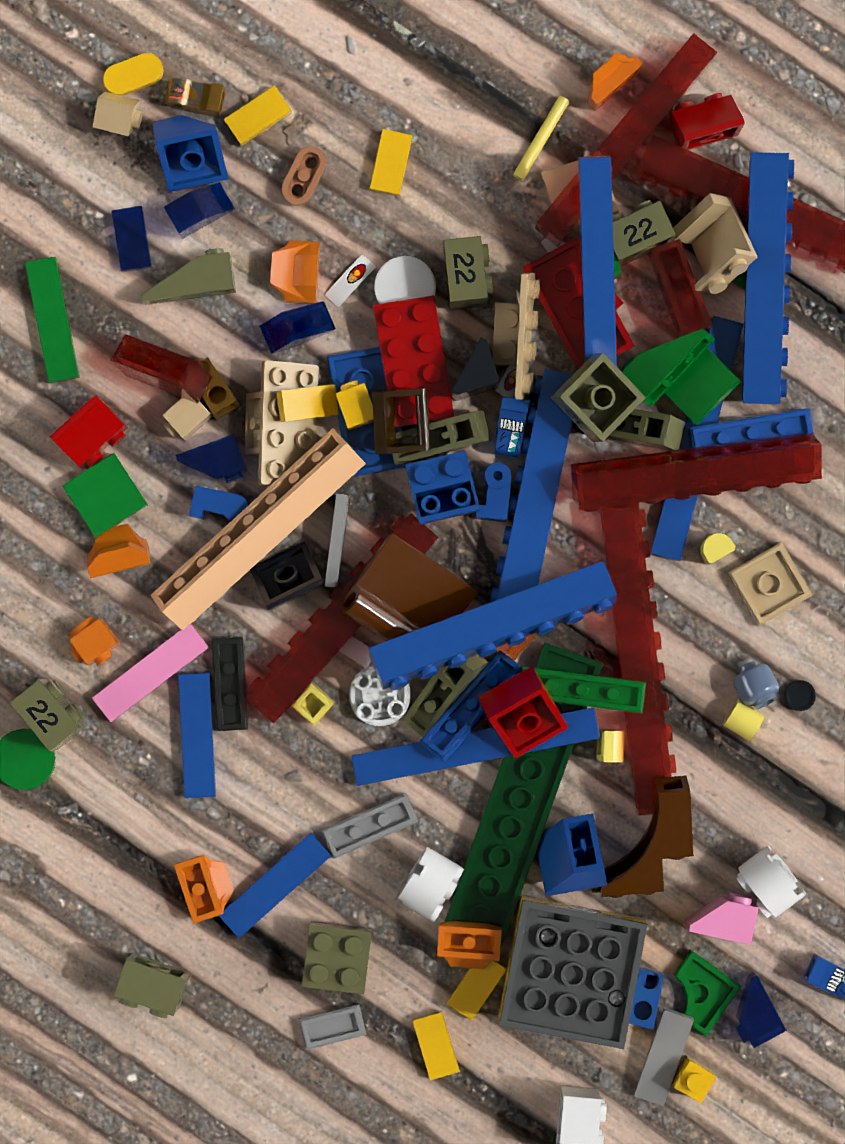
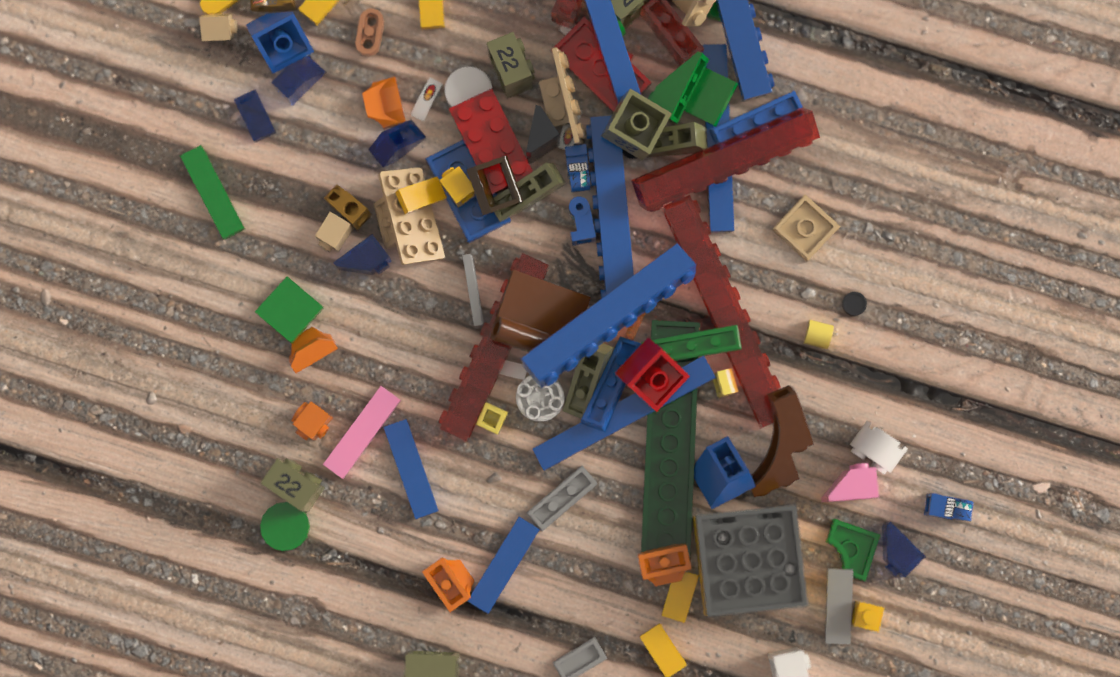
camera: 20 degrees left, 5 degrees down
(90, 432) = (263, 264): red slope -> none
(161, 368) = (304, 200): clear red brick -> none
(201, 277) = (314, 128): olive slope -> none
(216, 502) = (375, 290): blue leg -> none
(230, 684) = (424, 423): pearl dark grey tile -> none
(257, 529) = (411, 299): light nougat brick -> none
(287, 576) = (444, 329): black slope -> none
(337, 957) = (567, 605): olive brick -> none
(429, 884) = (621, 527): white brick -> none
(442, 487) = (540, 226): blue slope -> none
(646, 998) = (812, 565): blue leg -> none
(716, 547) = (758, 212): light yellow brick -> none
(756, 685) = (820, 304): sand blue head -> none

